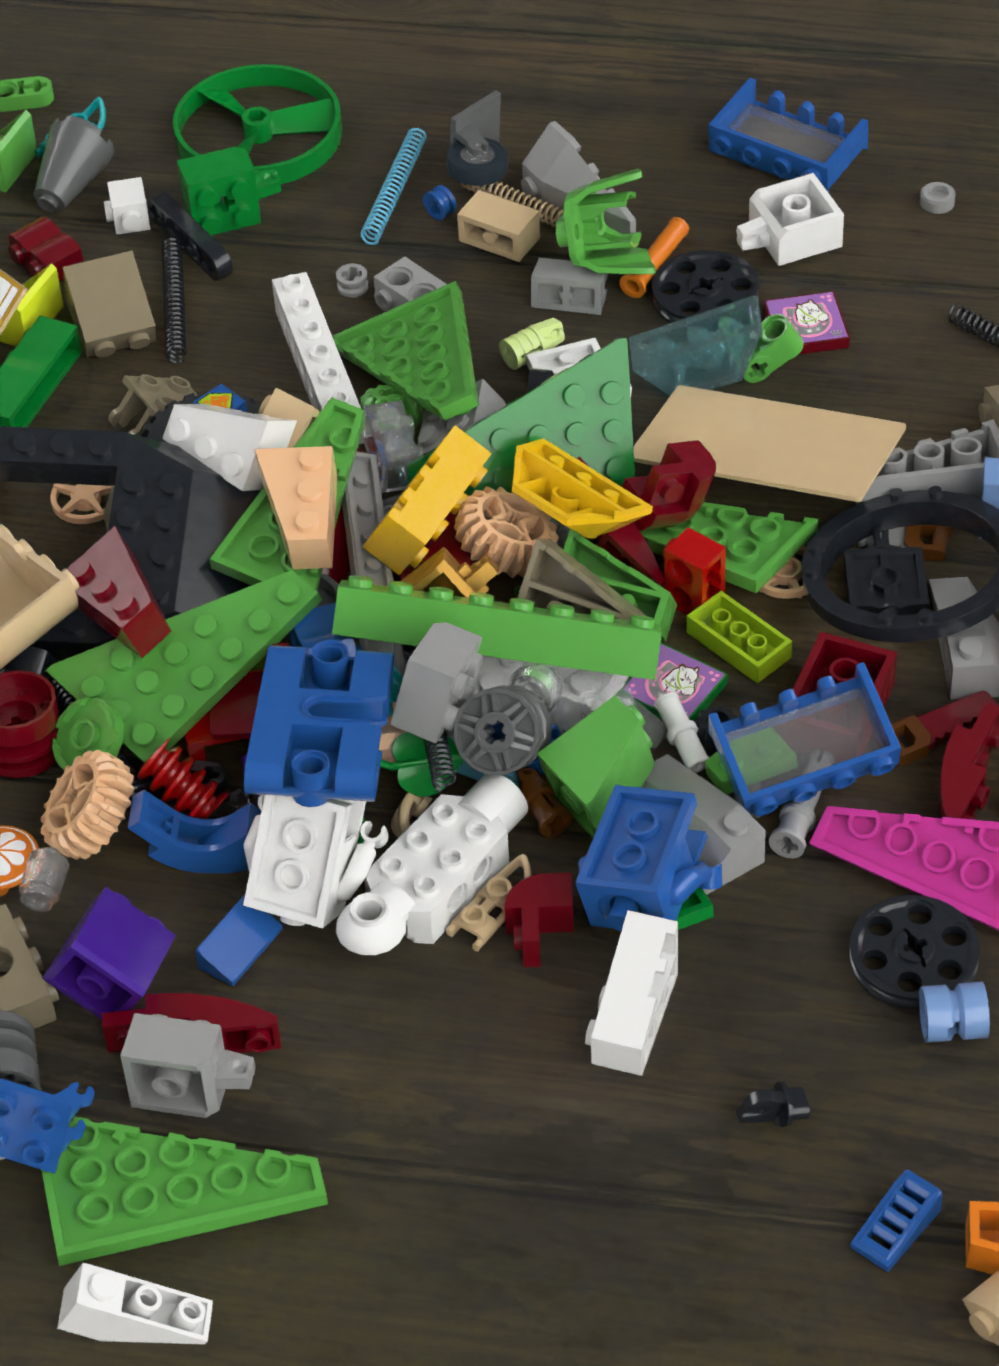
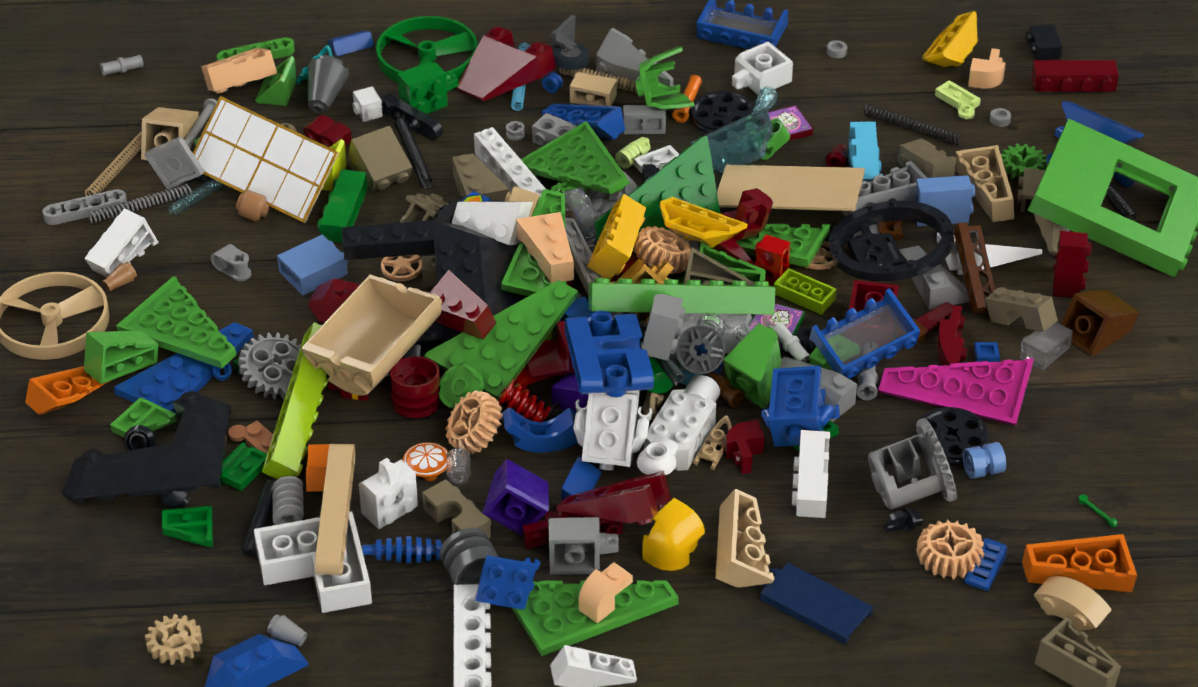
camera: 15 degrees left, 5 degrees down
(144, 96) = (351, 42): none -> blue slope
(181, 1163) = (600, 589): none -> light nougat brick
(251, 360) = (474, 176): none -> dark tan wedge
(281, 996) = (623, 501): none -> dark red wedge
(349, 1076) = (672, 537): none -> yellow brick
(366, 164) = (501, 67): none -> wedge
(465, 1119) = (740, 543): none -> tan wedge
(483, 277) = (604, 120): none -> blue wedge
(567, 1241) = (815, 602): none -> dark blue piece
(784, 276) = (766, 98): none -> clear light blue cone
(802, 1005) = (906, 465): none -> light grey piece
(812, 1173) = (949, 549): none -> light nougat gear
(873, 396) = (837, 156): none -> dark red cone
(919, 391) = (863, 149): none -> medium azure wedge

